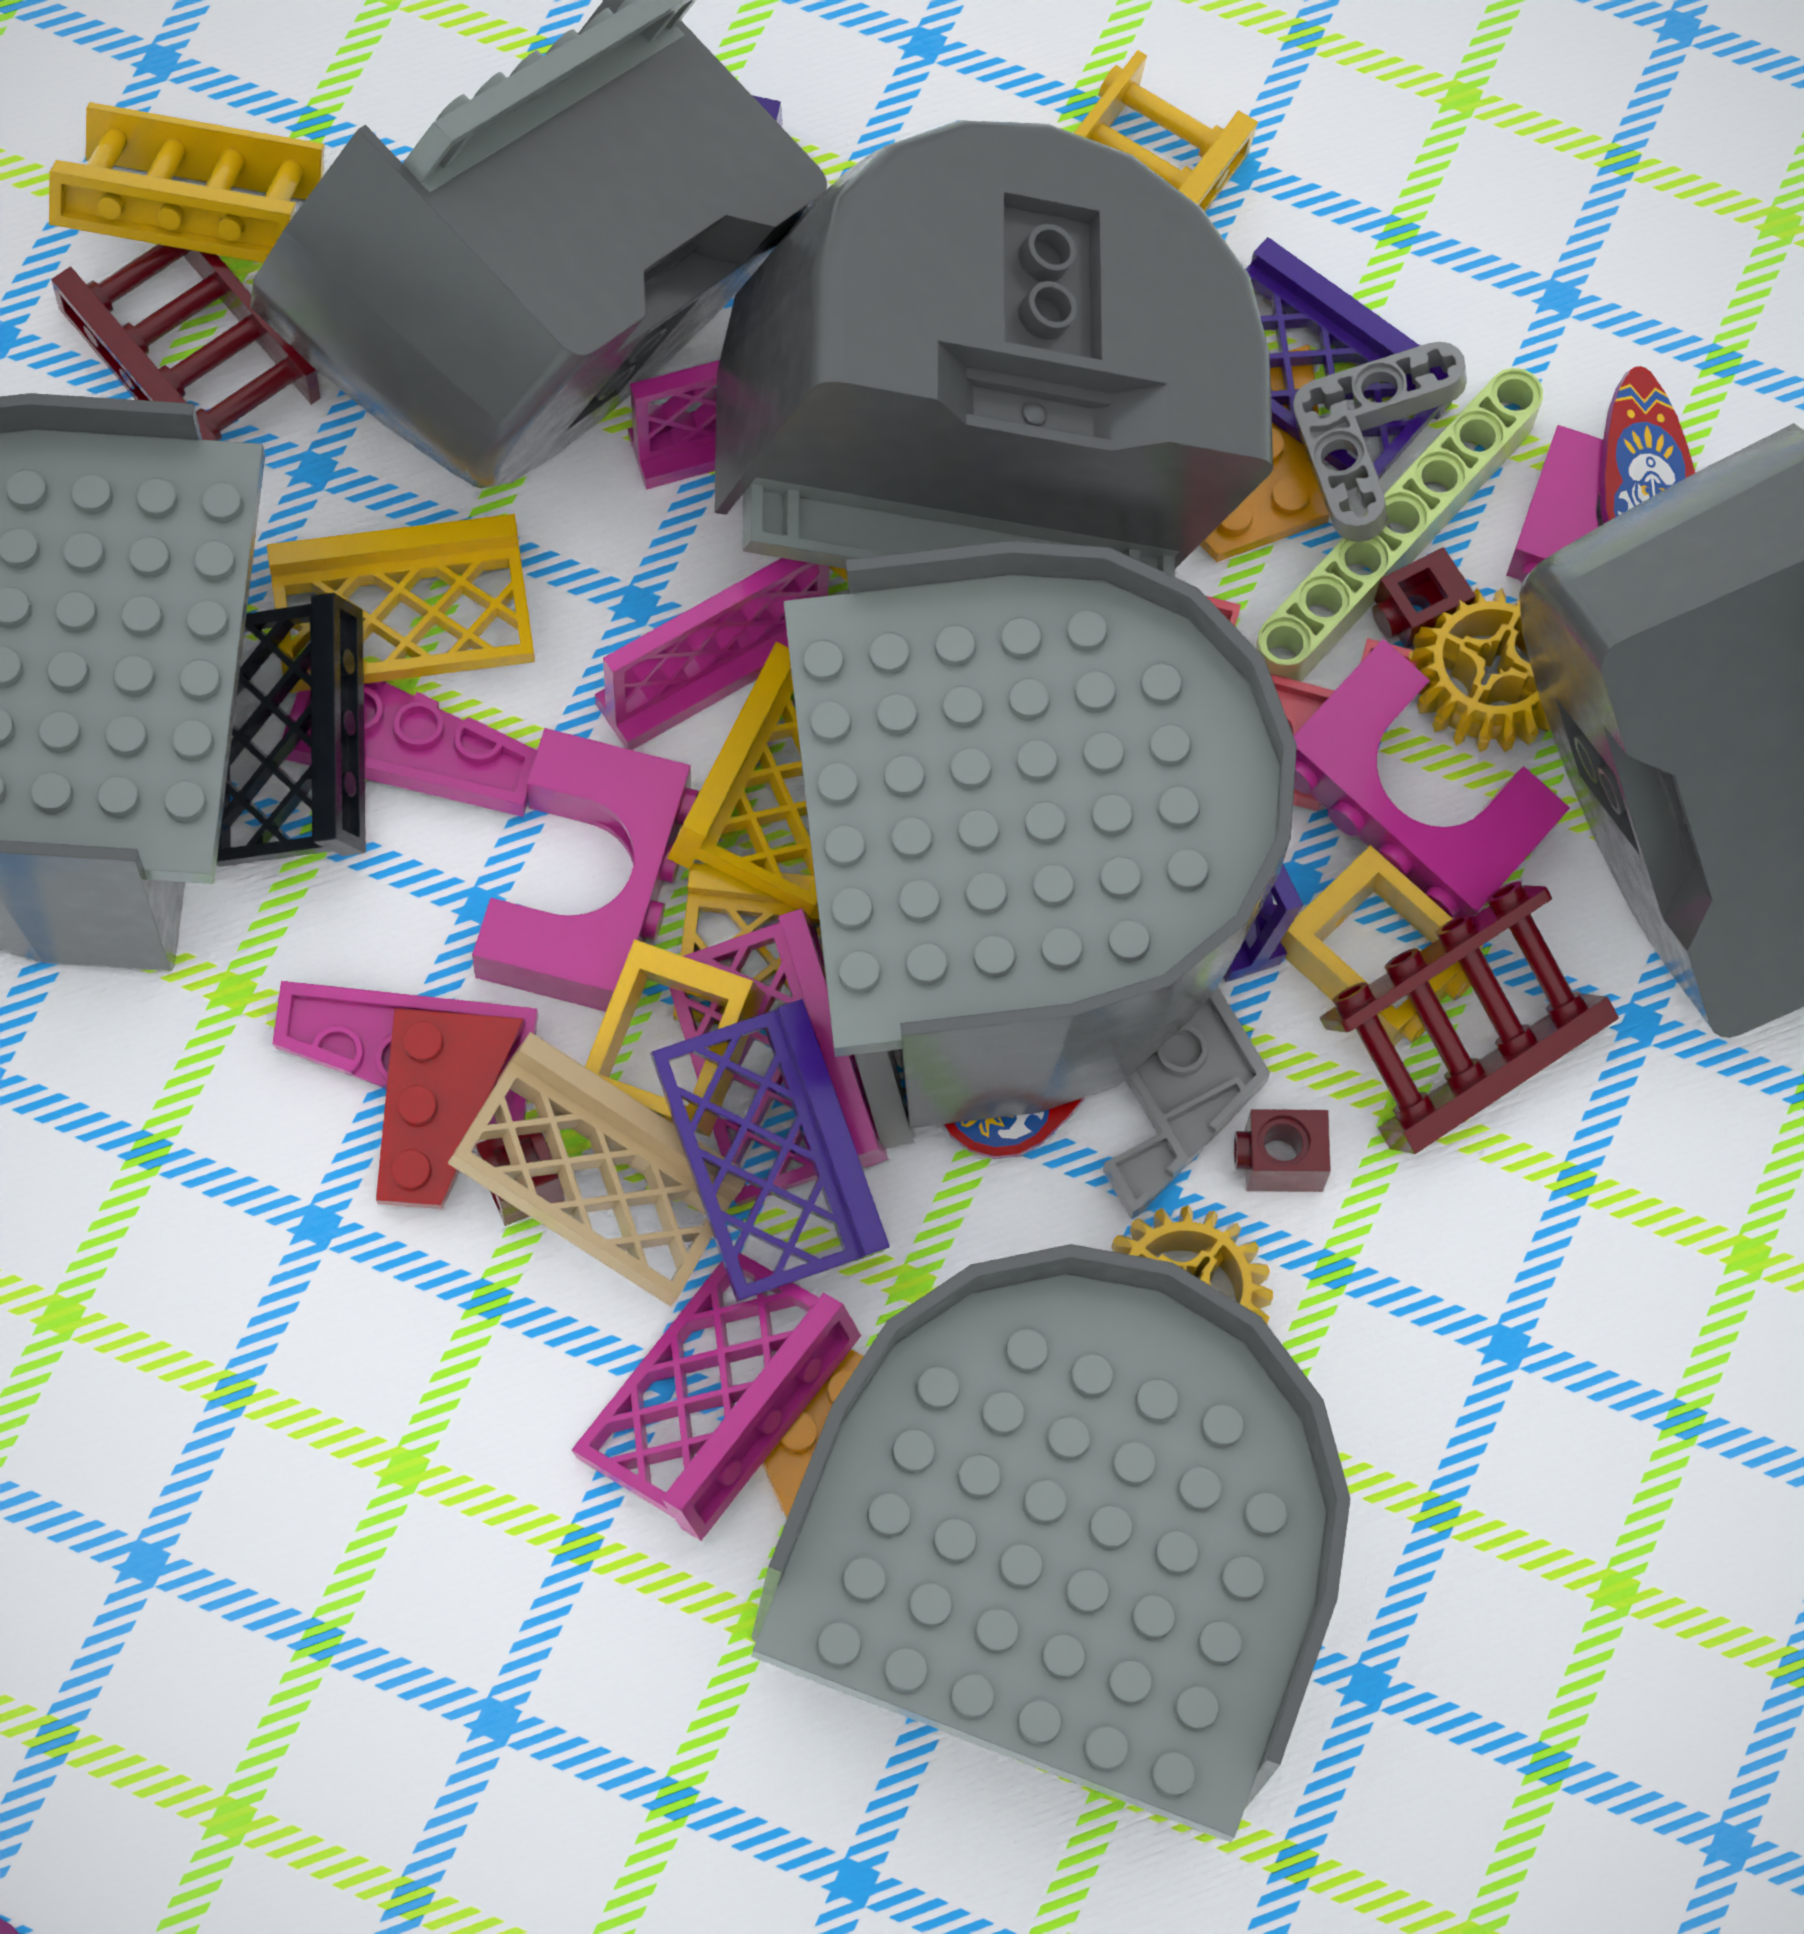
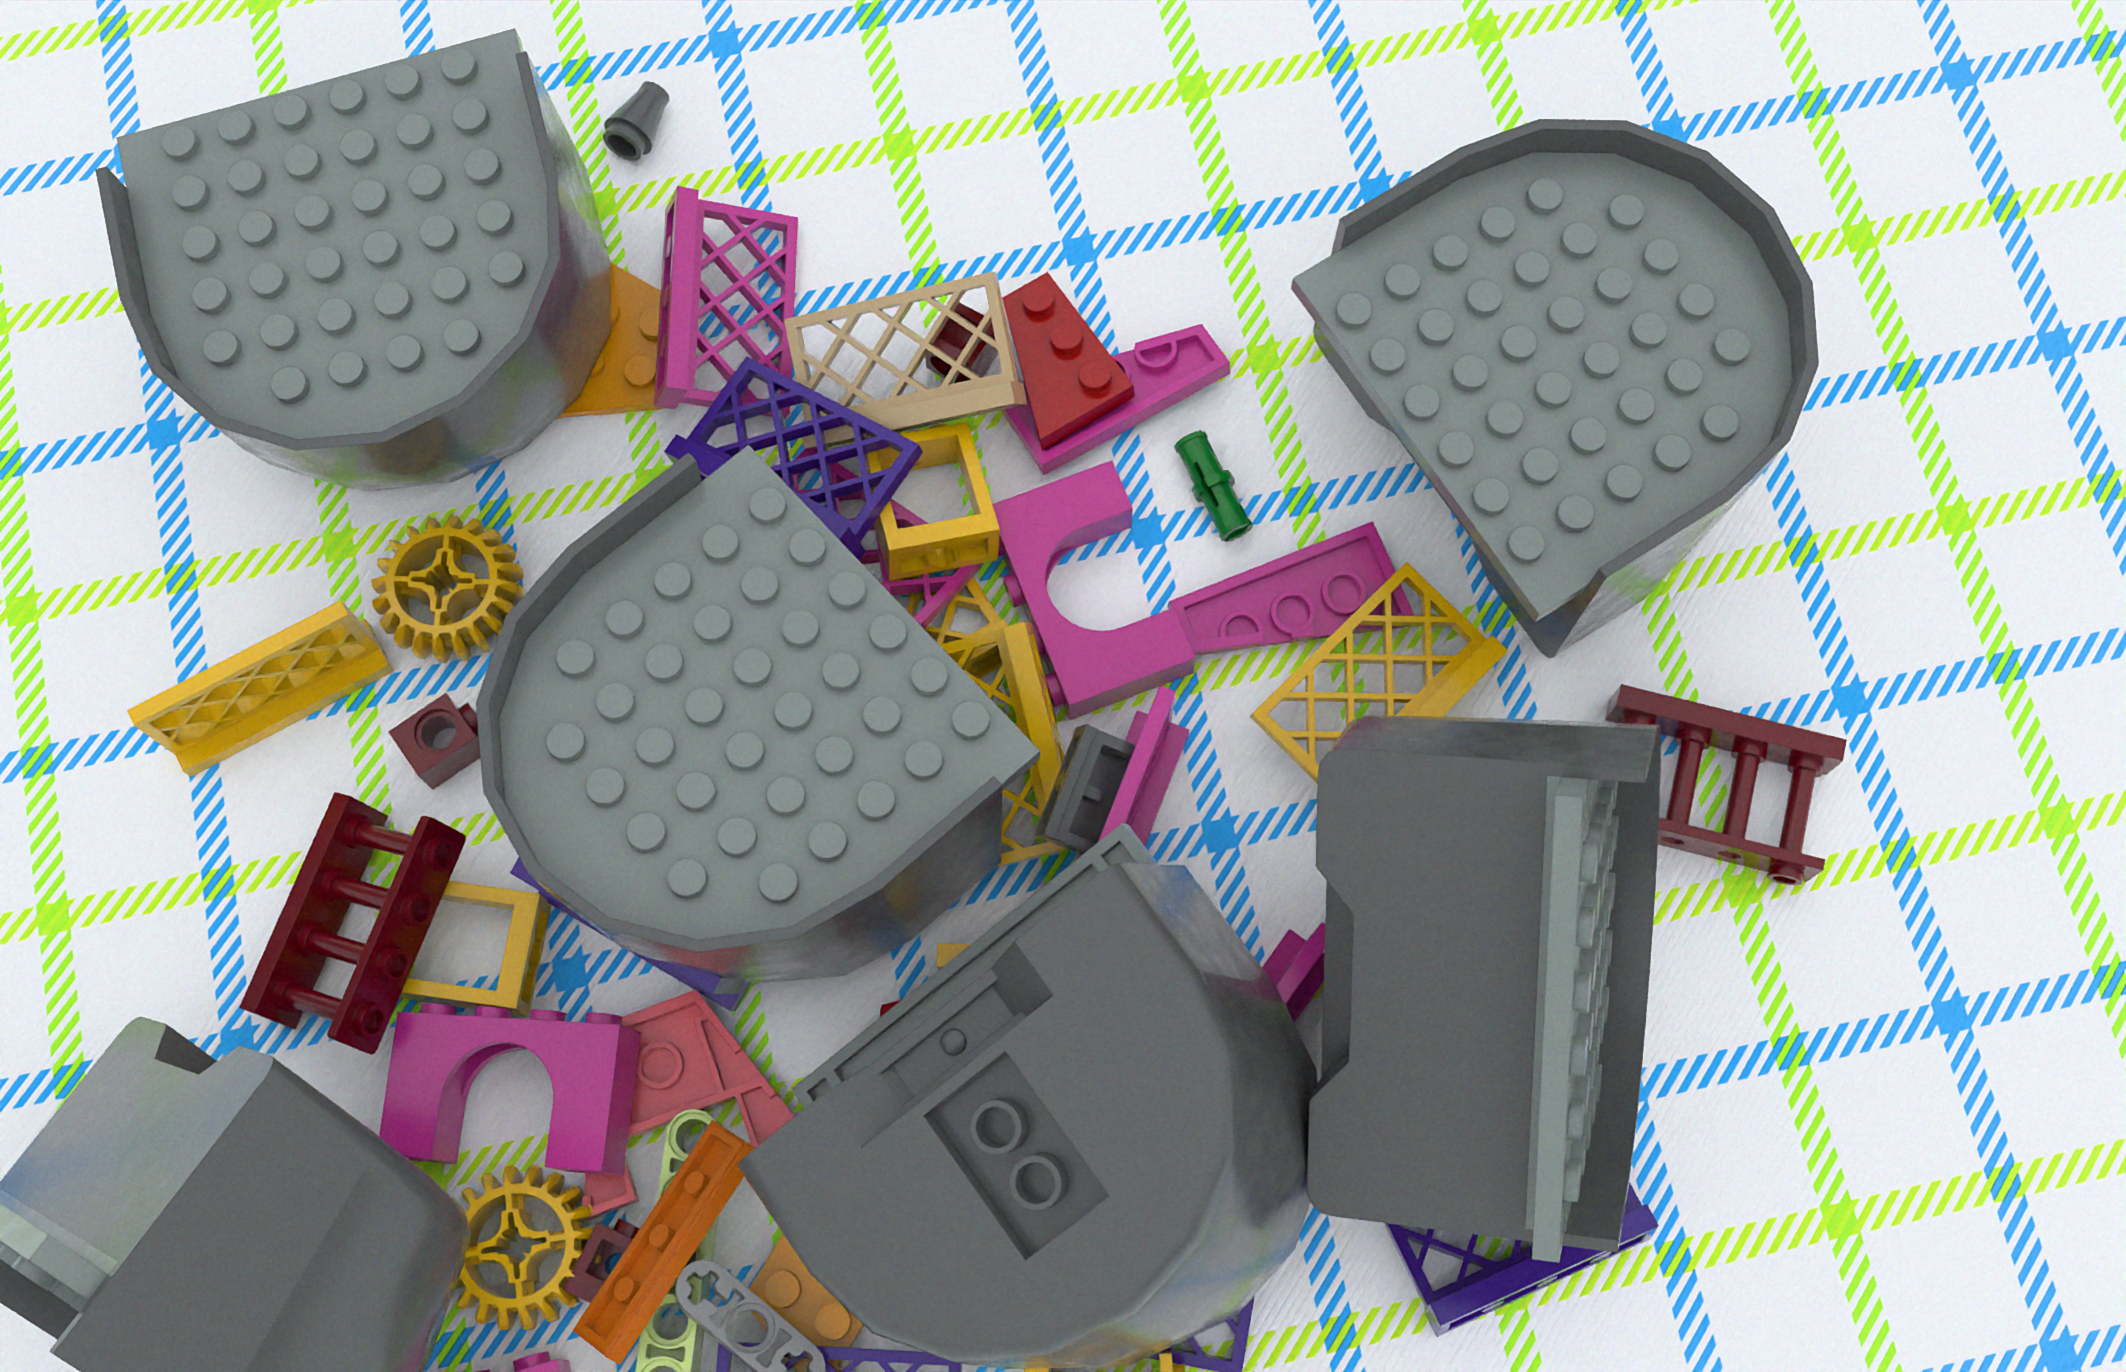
camera: 150 degrees right, 5 degrees up
(177, 212) = (1782, 860): yellow fence -> none
(334, 741) = (1346, 545): black fence -> none
(390, 893) = (1213, 486): none -> green pin
(657, 1671) = (635, 124): none -> dark grey cone
(736, 670) = (1084, 789): none -> dark grey hinge
(1362, 559) = (664, 1243): none -> orange tile
(1420, 1303) = (264, 693): none -> yellow fence

